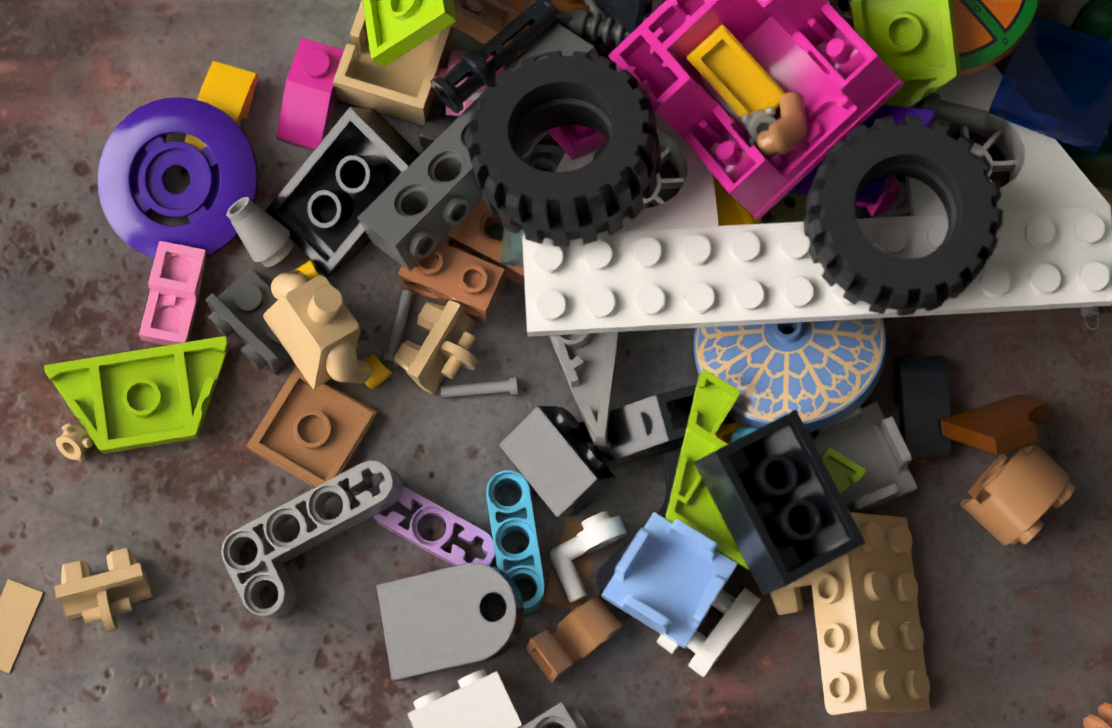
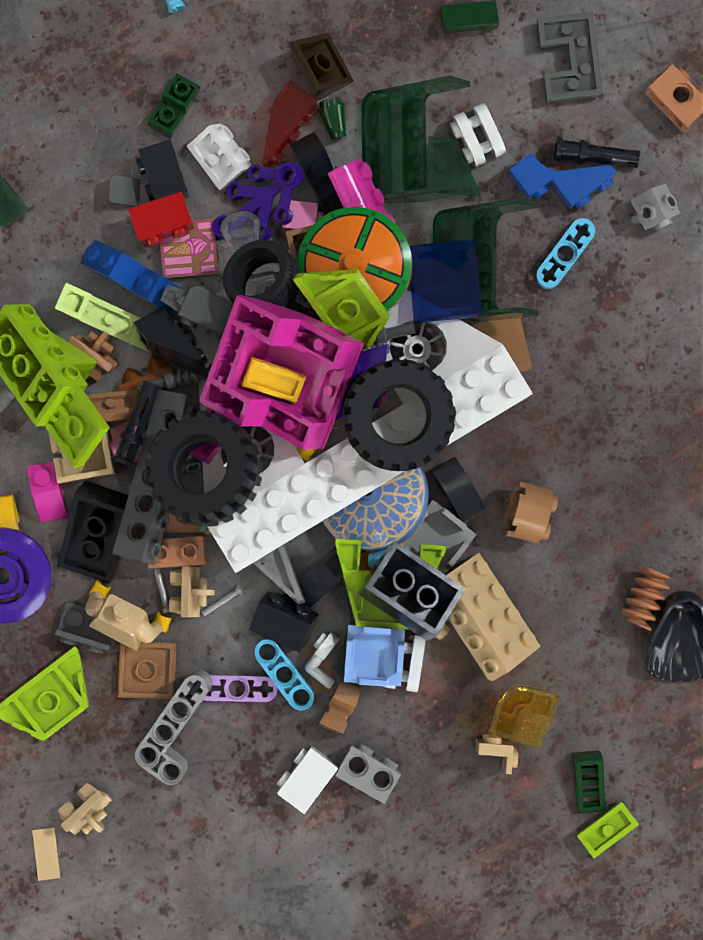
camera: 25 degrees left, 10 degrees up
(74, 442) = (26, 743): tan piece -> none
(173, 294) = (34, 637): bright pink slope -> none
(260, 233) = (64, 582): light grey cone -> none
(444, 621) = (269, 735): tile -> none
(757, 122) = (300, 400): light grey piece -> none
(788, 130) = (316, 397): medium nougat arm -> none
(998, 425) = (502, 483): reddish brown tile -> none

